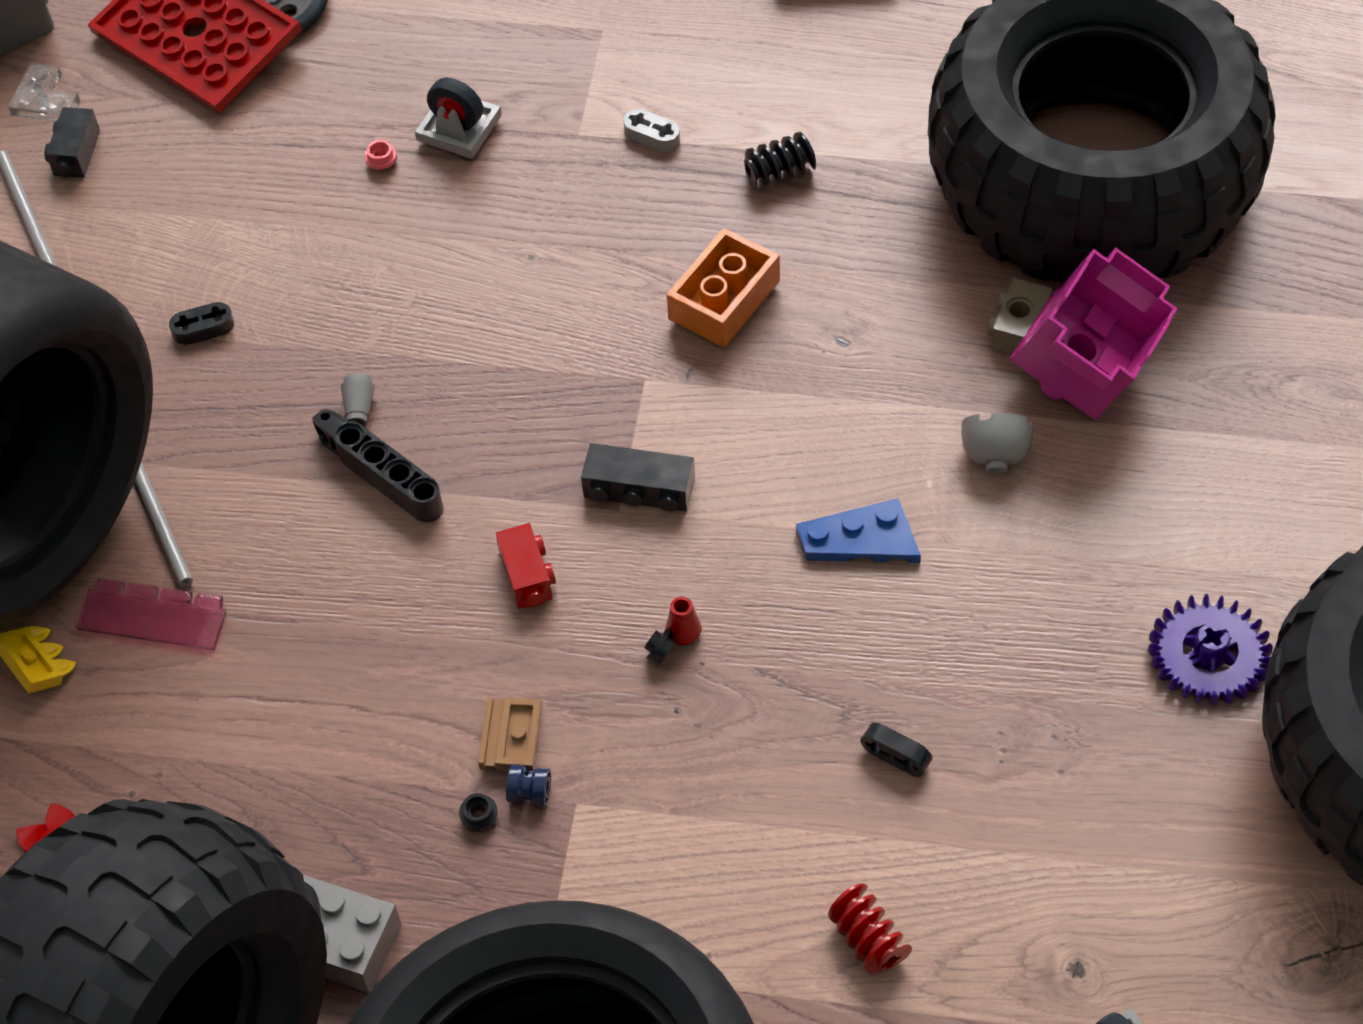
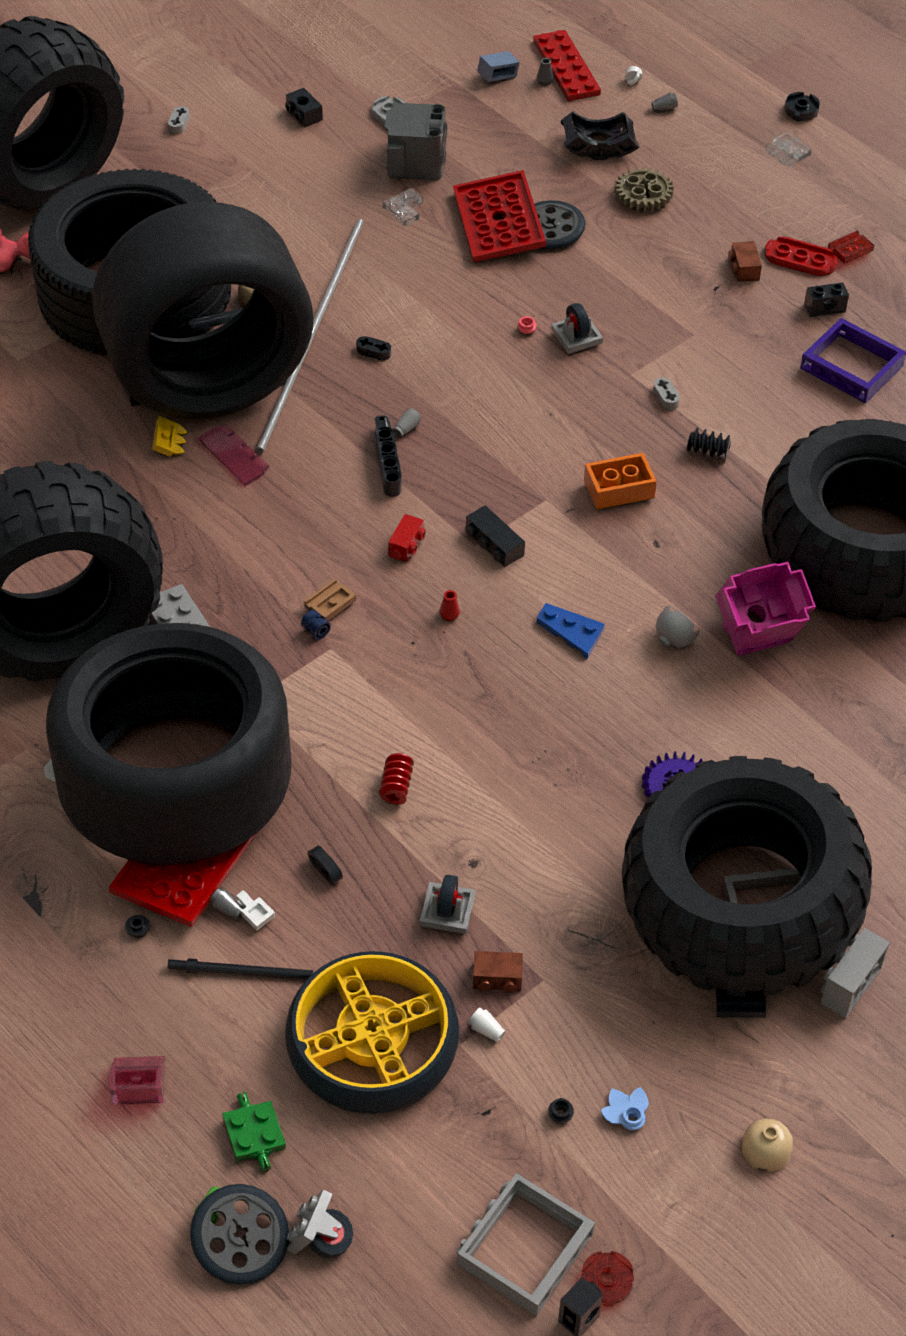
camera: 35 degrees right, 5 degrees down
(72, 142) = (394, 234): black brick -> none
(474, 803) = (285, 621): black plate -> none
(659, 645) = (430, 609): black plate -> none
(896, 749) = (488, 721): black beam -> none

